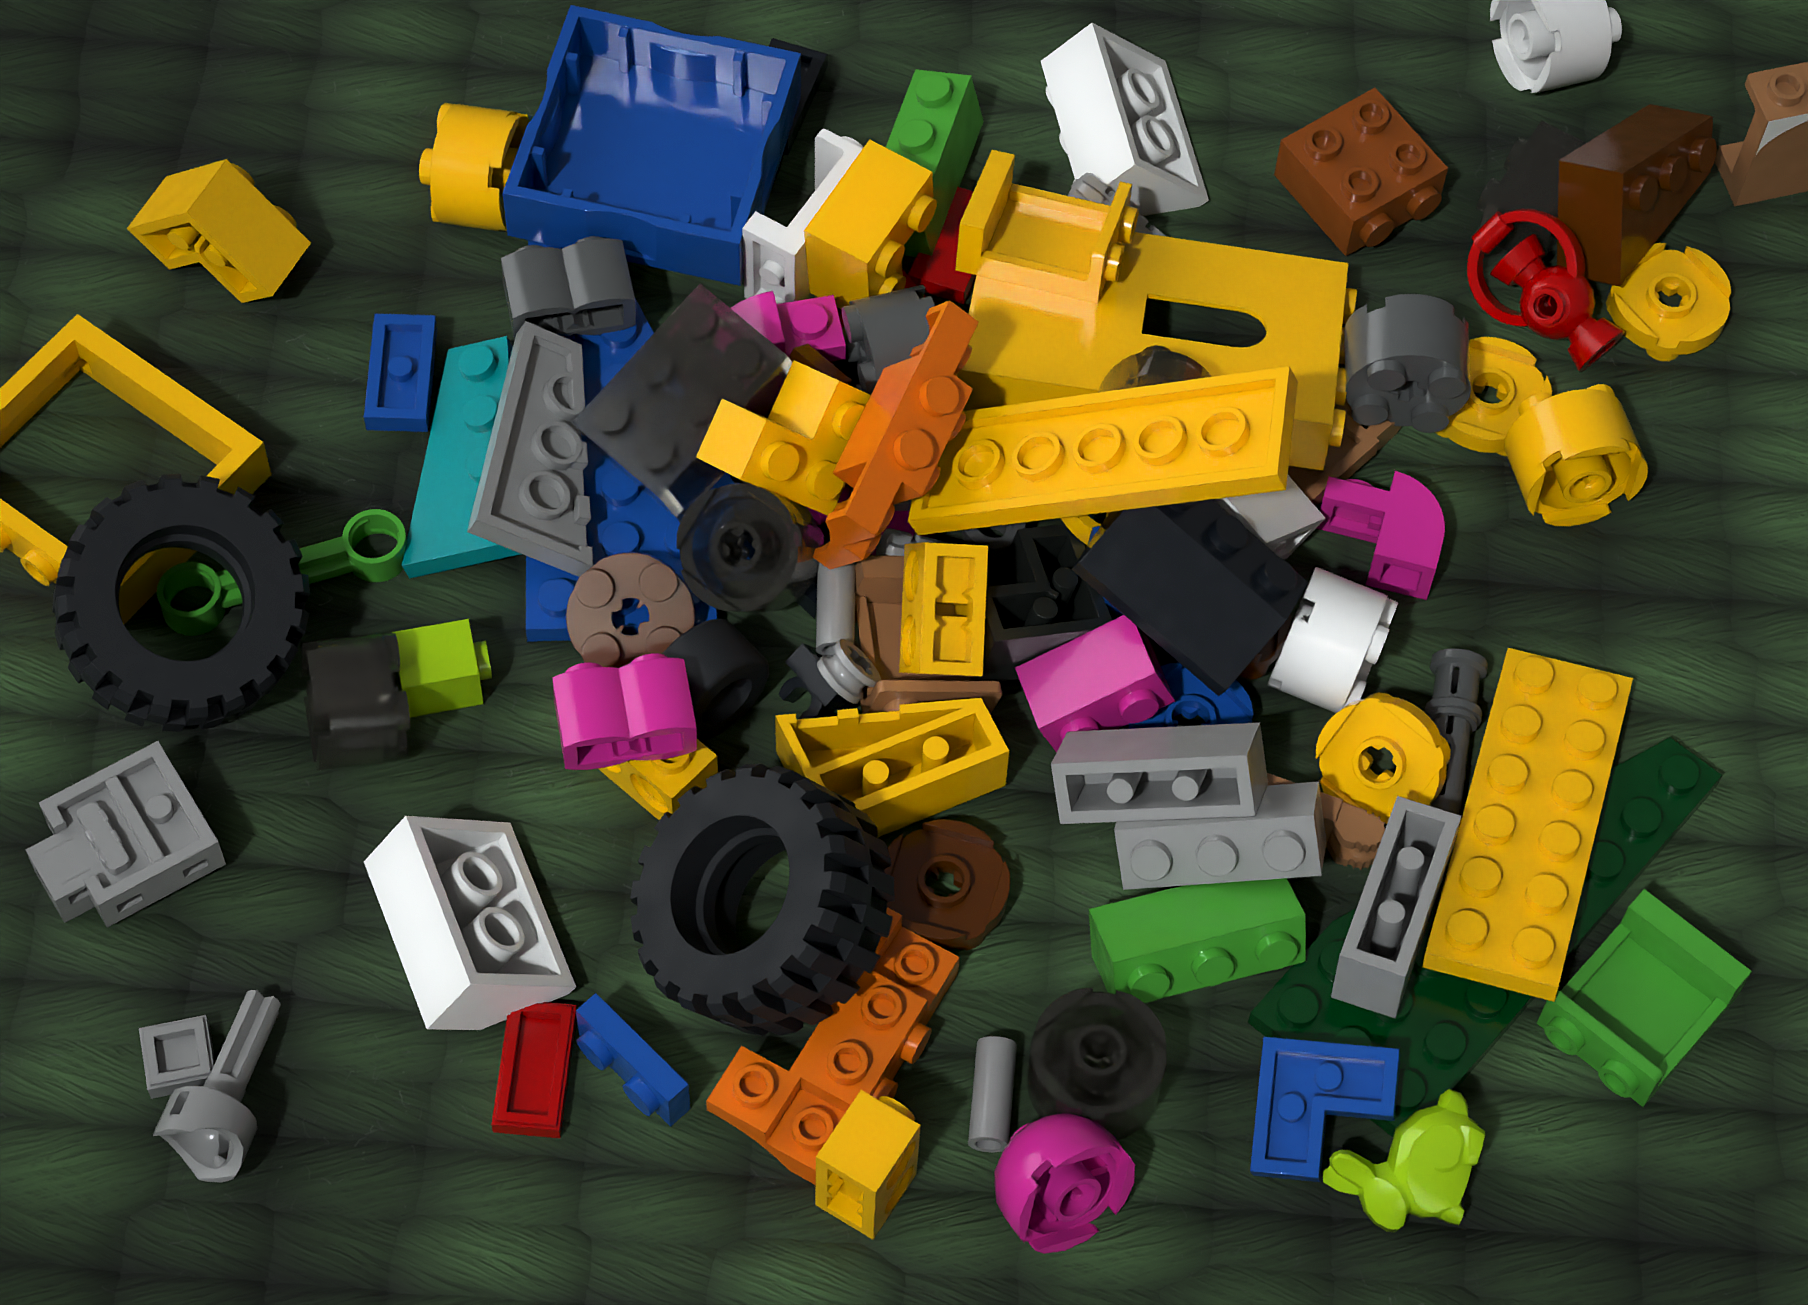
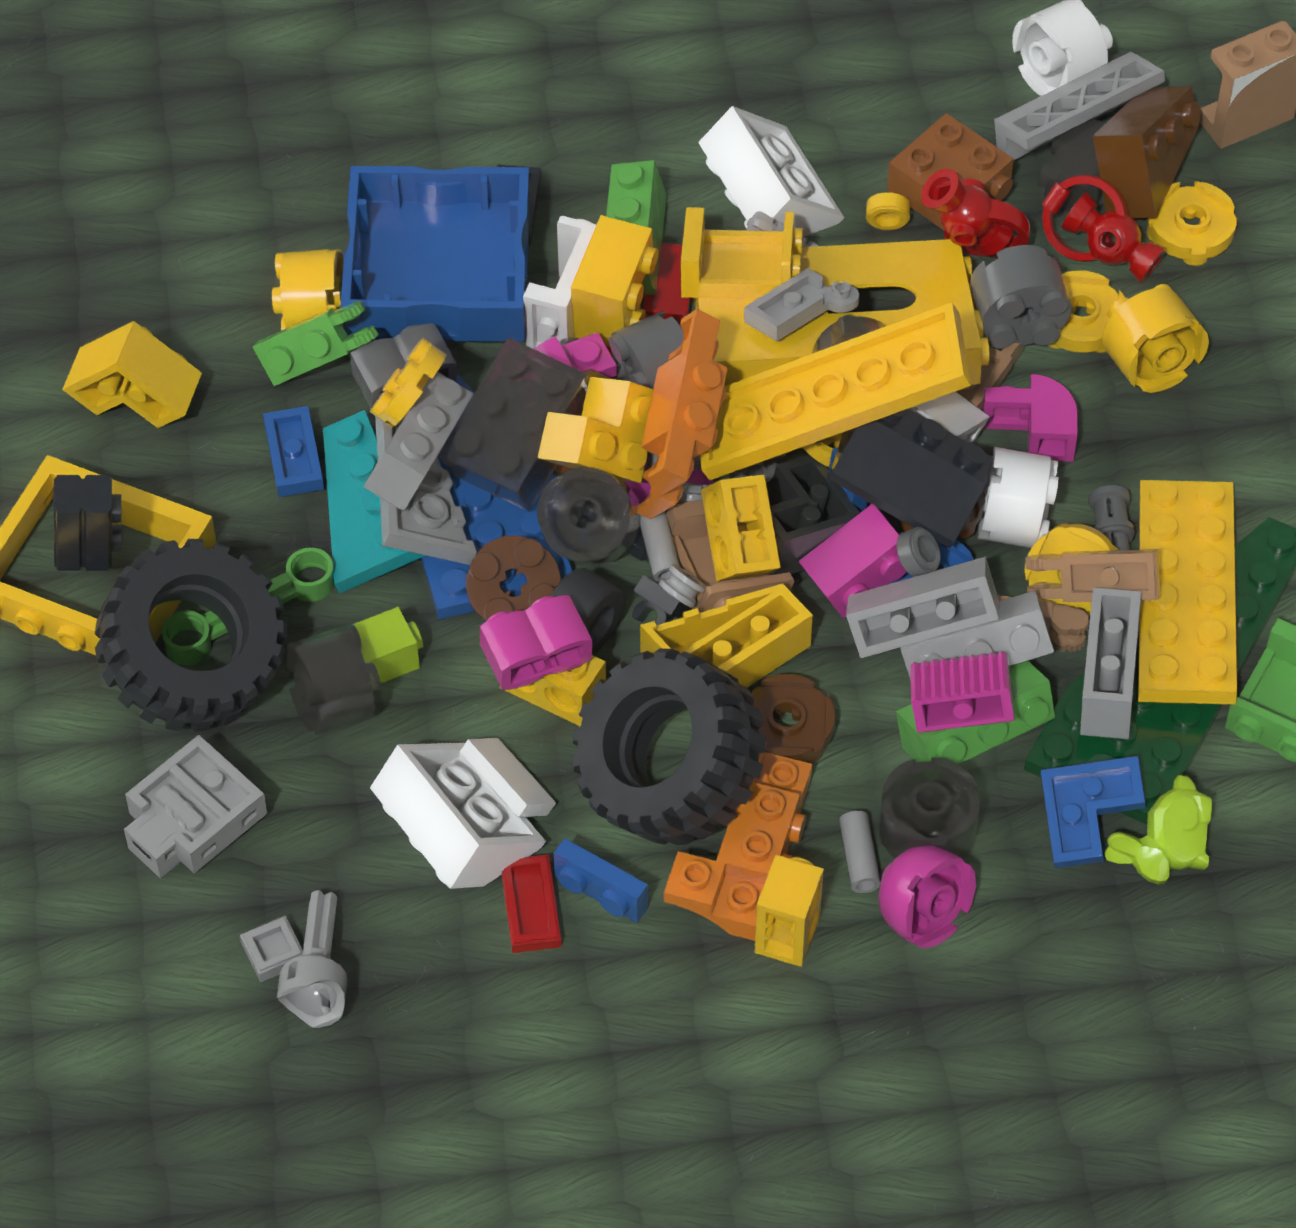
camera: 10 degrees left, 5 degrees down
(83, 420) = (85, 522): none -> black brick
(458, 233) = (311, 343): none -> bright green hinge
(548, 398) = (418, 441): none -> light grey brick
(550, 885) = (507, 777): none -> white tile
(554, 318) = (407, 384): none -> yellow plate
(1102, 312) = (798, 303): none -> light grey hinge
(1172, 694) = (918, 551): none -> dark grey tile
(1179, 908) = (961, 692): none -> dark pink brick
(1266, 204) = (887, 211): none -> yellow tile
(1371, 239) = (973, 218): none -> red piece
(1410, 771) = (1099, 569): none -> medium nougat hinge
(1551, 108) = (1075, 103): none -> light grey fence

